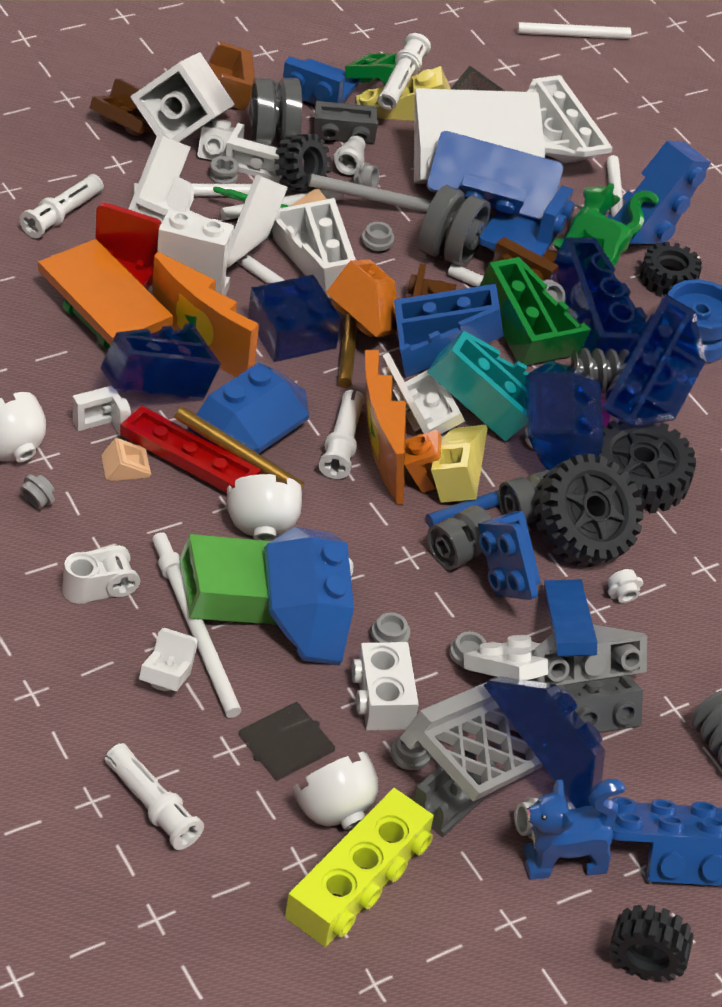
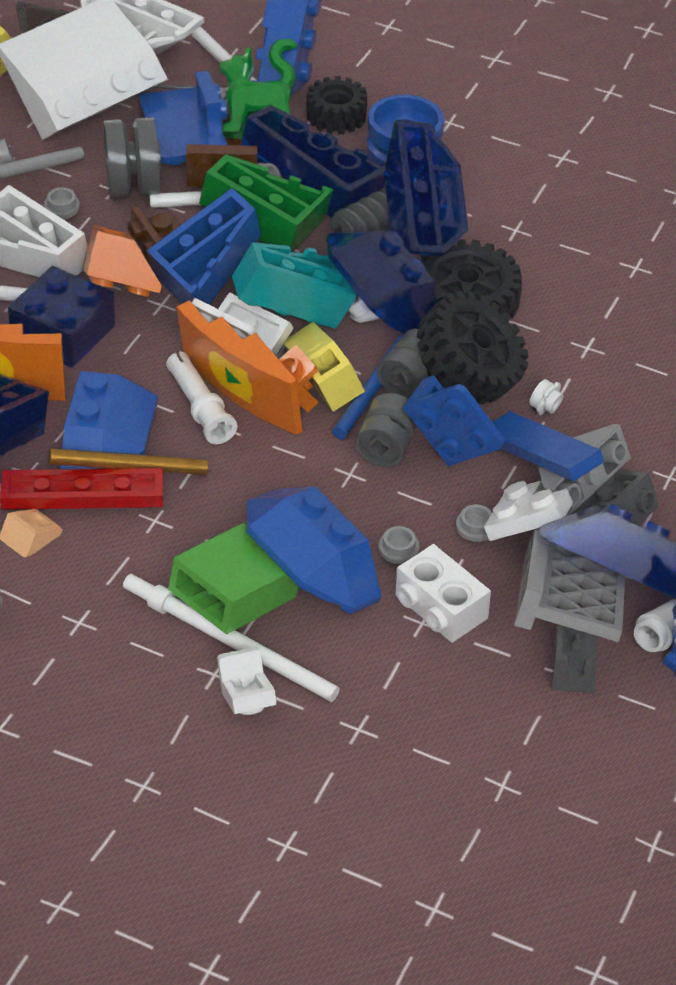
camera: 30 degrees left, 0 degrees up
(97, 574) = (110, 645): white piece -> none
(163, 807) = (359, 809): white pin -> none
(264, 506) = (201, 498): white cylinder -> none
(286, 741) = (398, 691): clear smoke piece -> none
(339, 792) = (494, 705): white cylinder -> none
(347, 352) = (134, 326): pearl gold bar -> none
(366, 845) = (564, 758): neon yellow brick -> none
(409, 759) = (507, 638): light grey plate -> none
(501, 175) = (128, 90): bracket -> none

